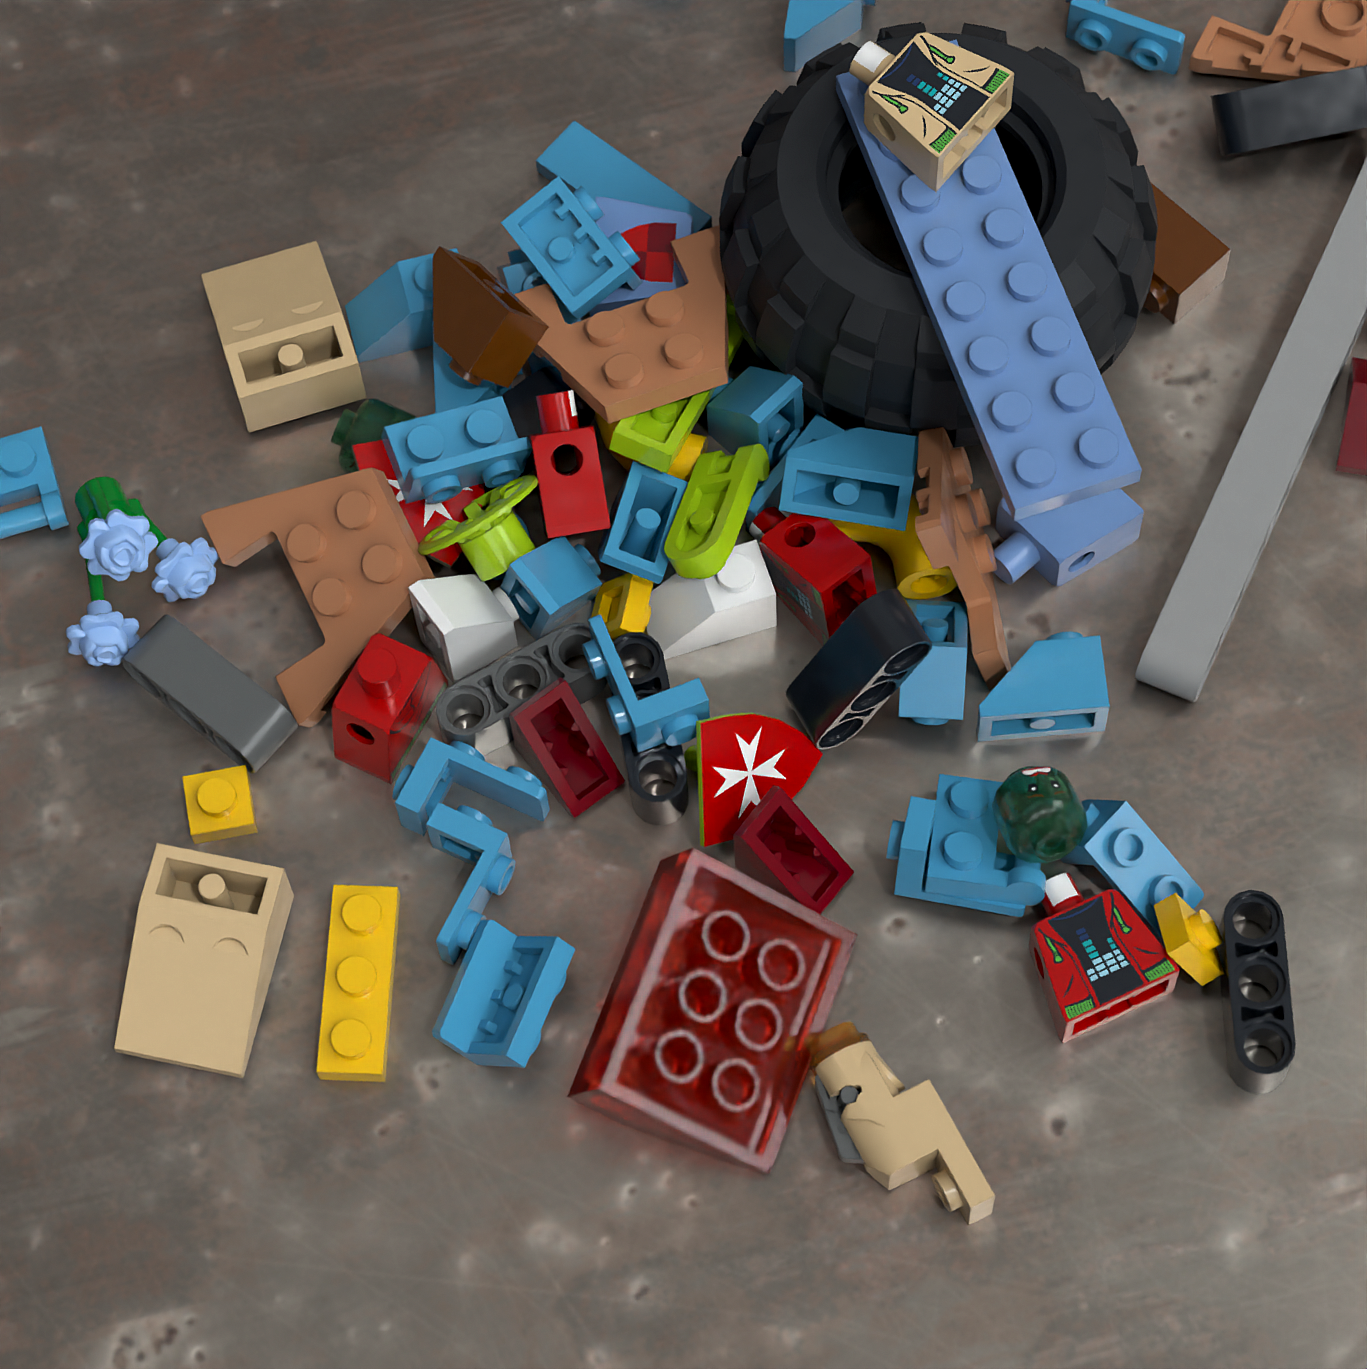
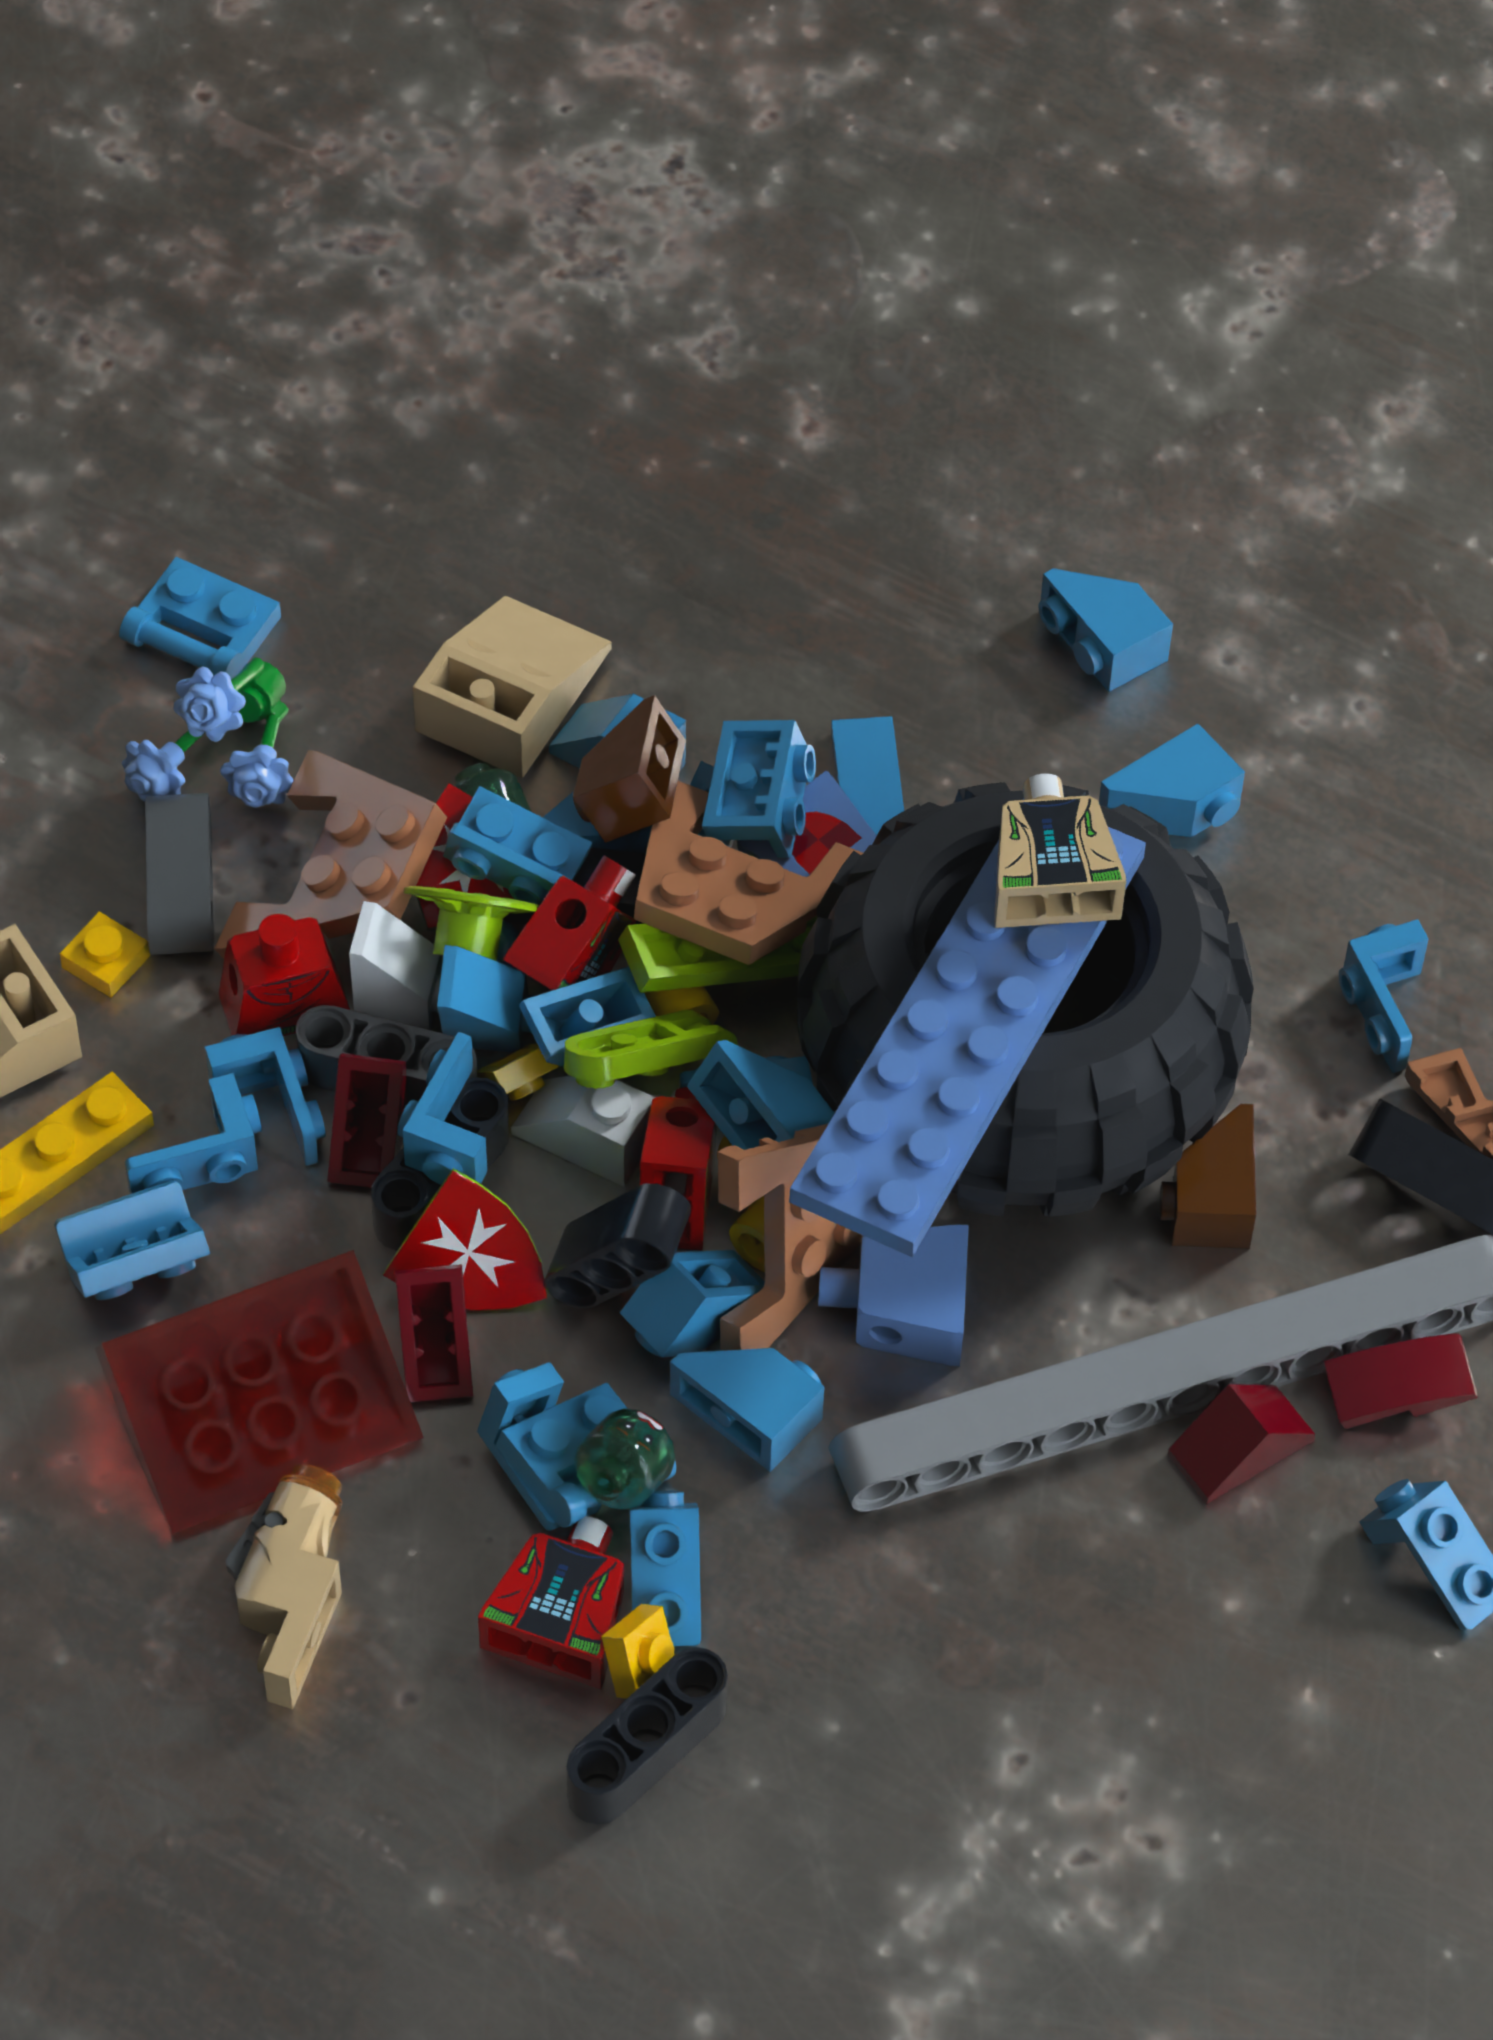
camera: 40 degrees right, 10 degrees down
(756, 409) = (767, 1017): dark azure slope -> none

